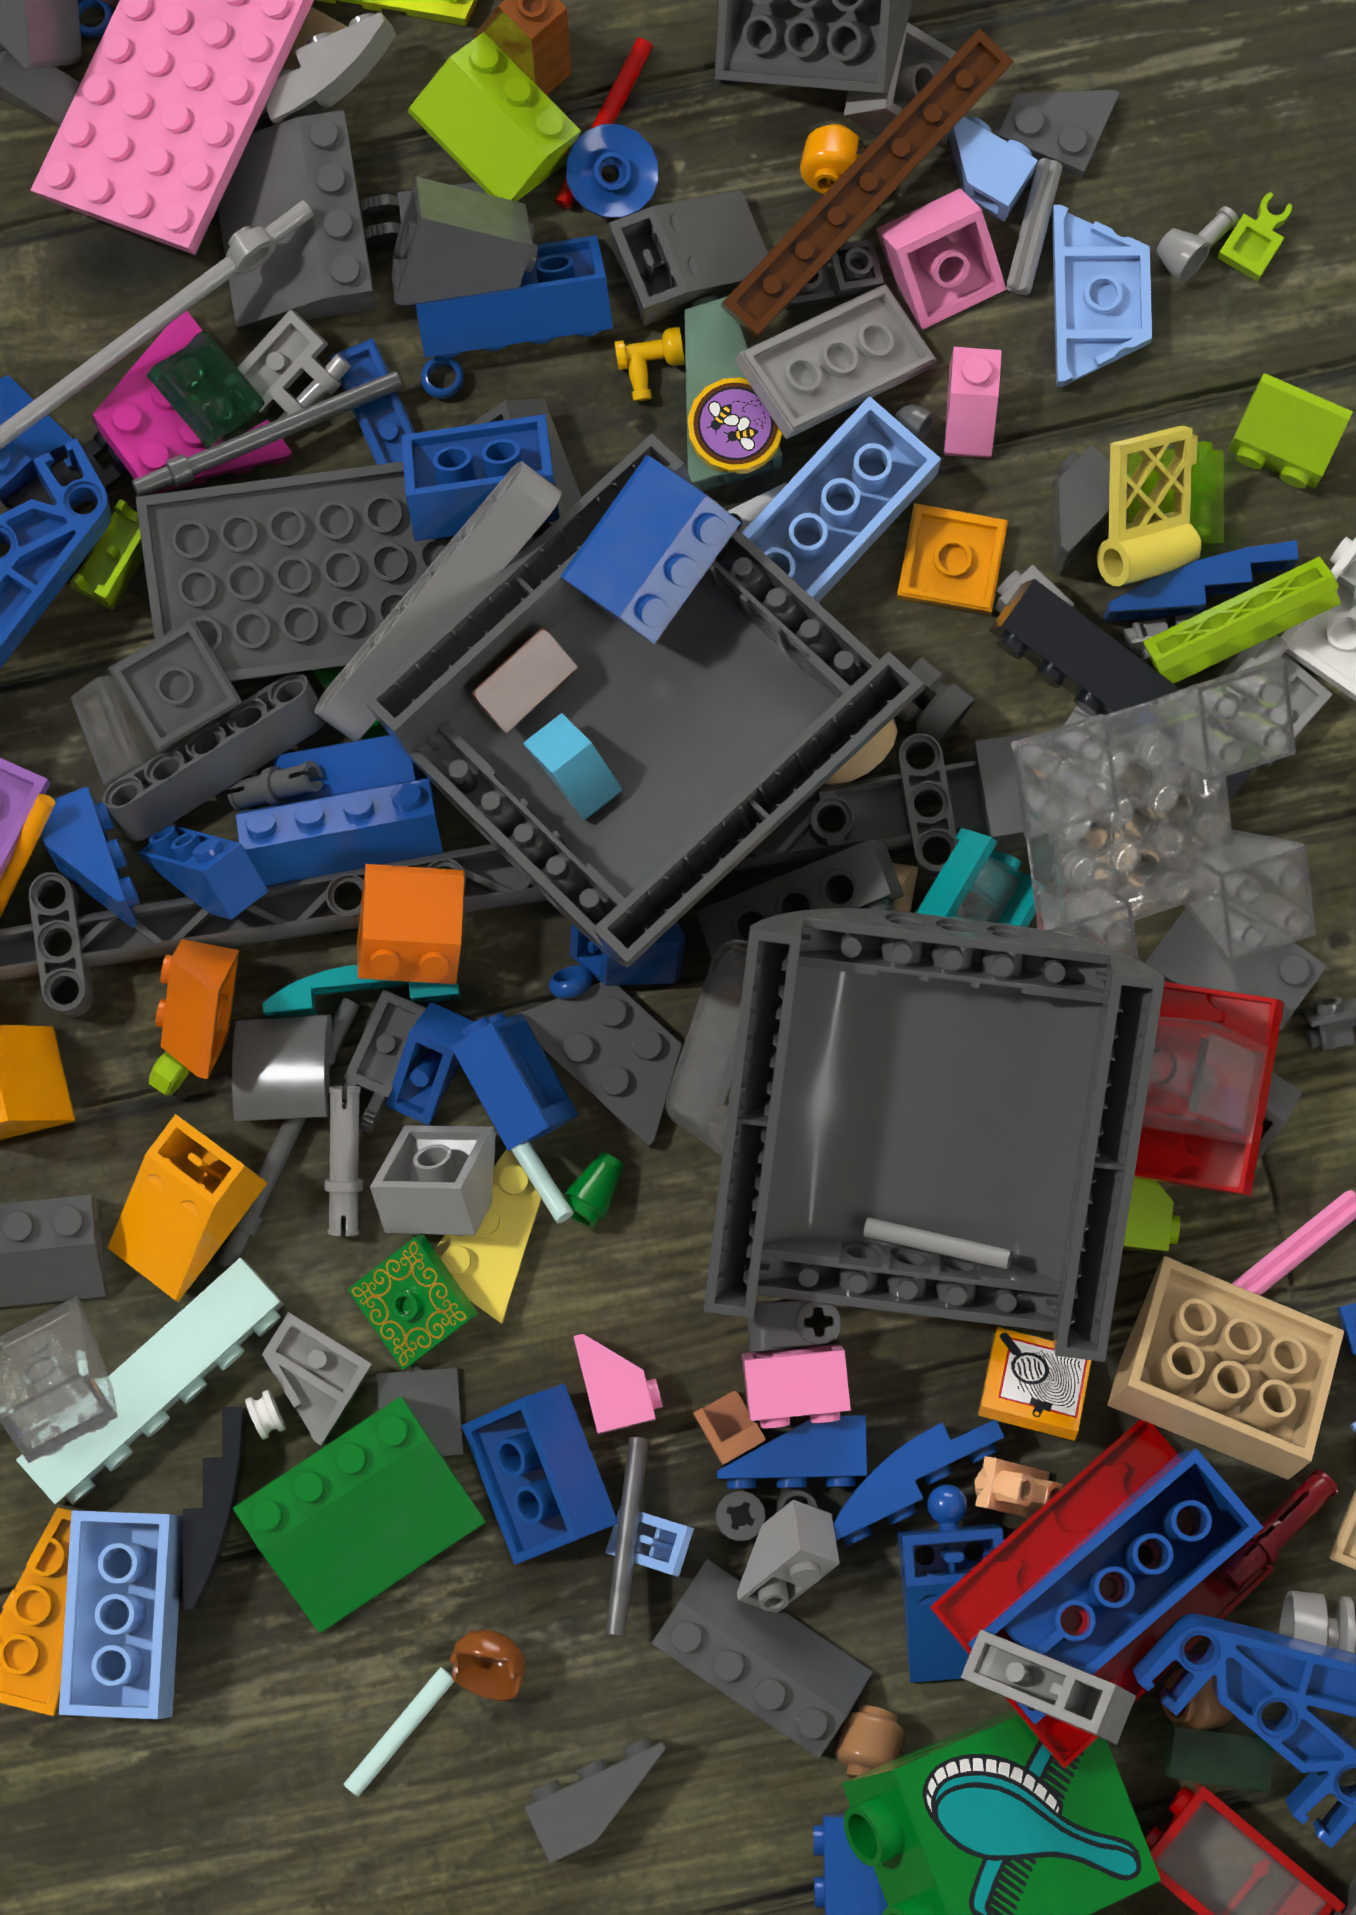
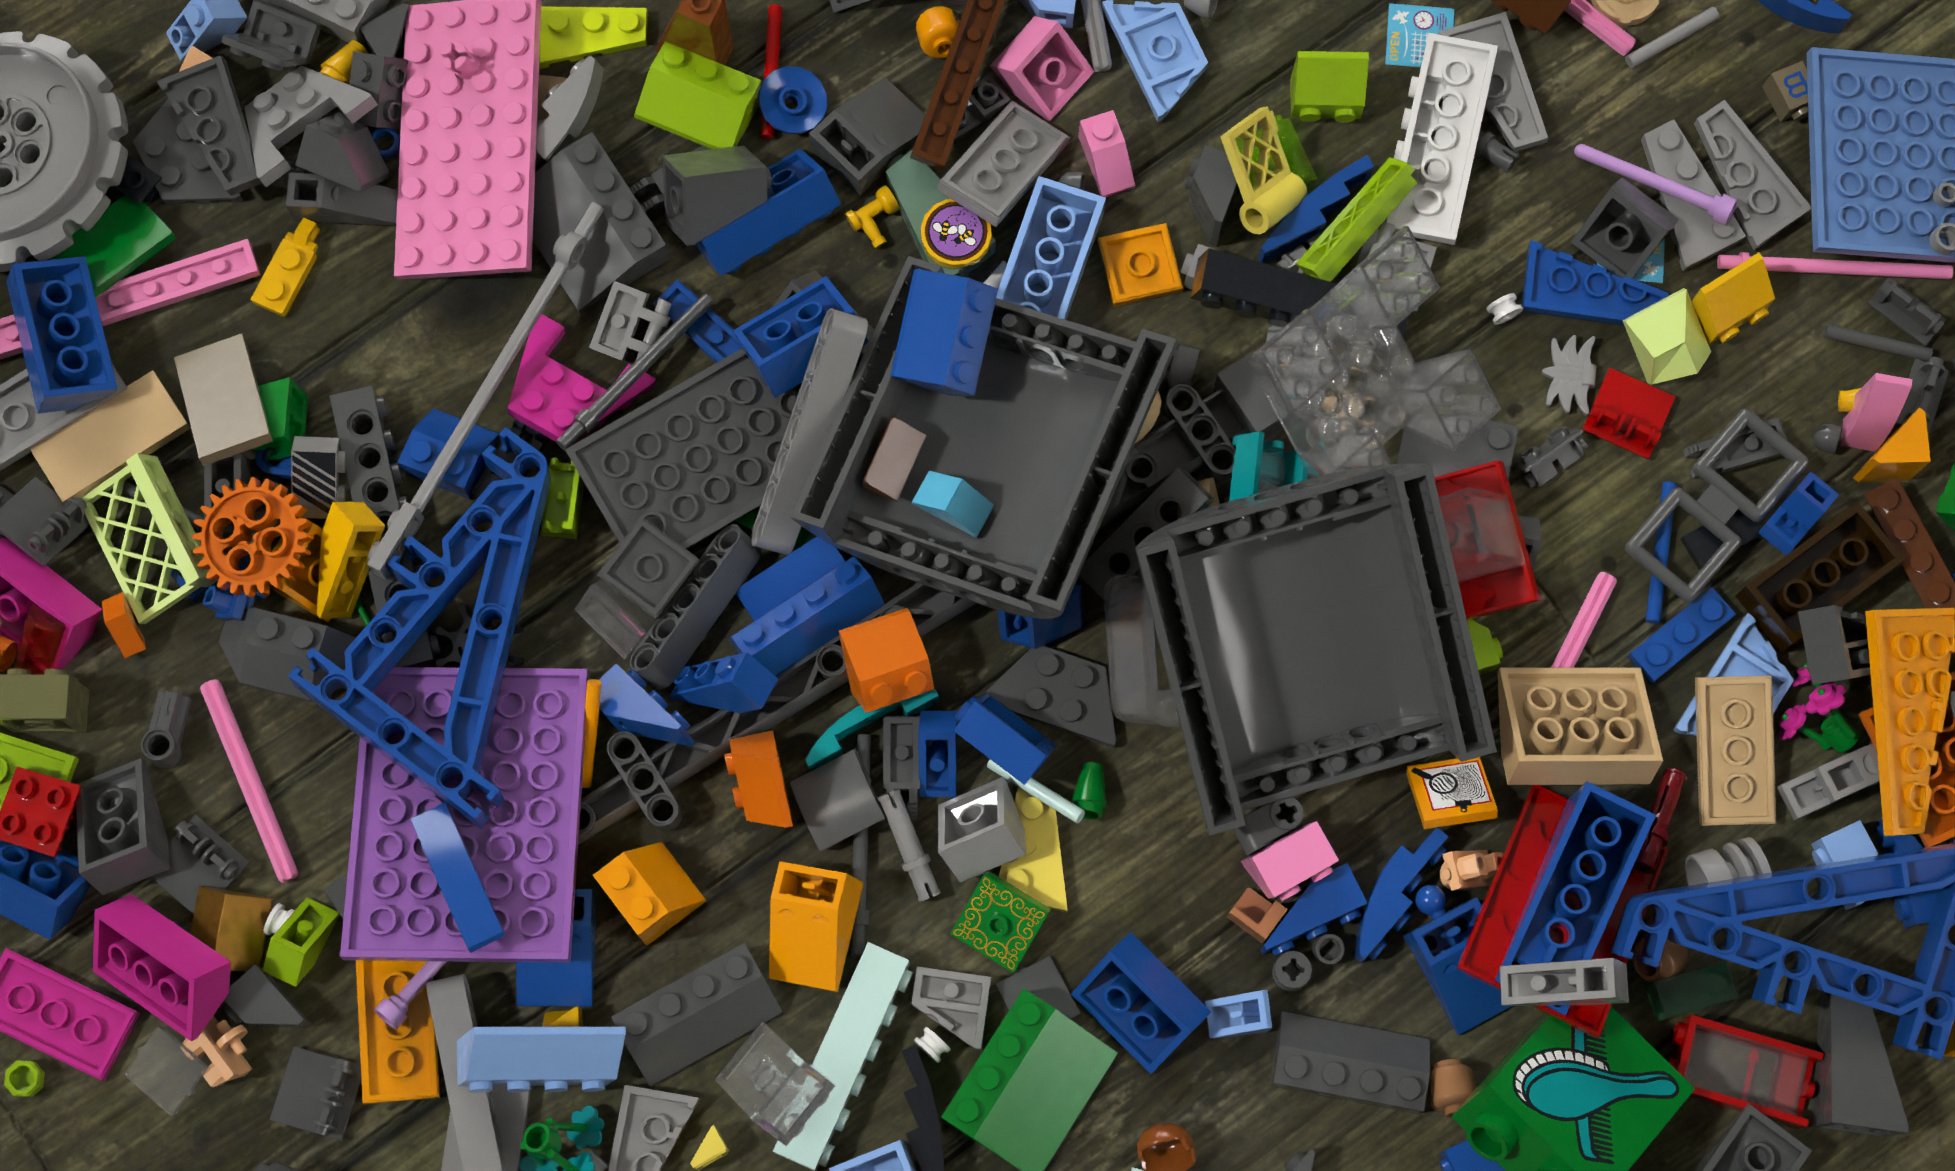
camera: 25 degrees left, 5 degrees down
(167, 1074) = (758, 838): lime tile -> none
(206, 390) = (580, 358): clear green bracket -> none
(275, 785) = (747, 608): dark grey pin -> none
(443, 393) = (736, 297): blue piece -> none
(570, 982) = (1010, 657): blue piece -> none
(615, 1387) = (1166, 919): bright pink slope -> none
(627, 1537) = (1222, 1019): flat silver bar -> none
(789, 1557) = (1339, 982): light grey slope -> none
(938, 1243) = (1344, 723): light grey bar -> none

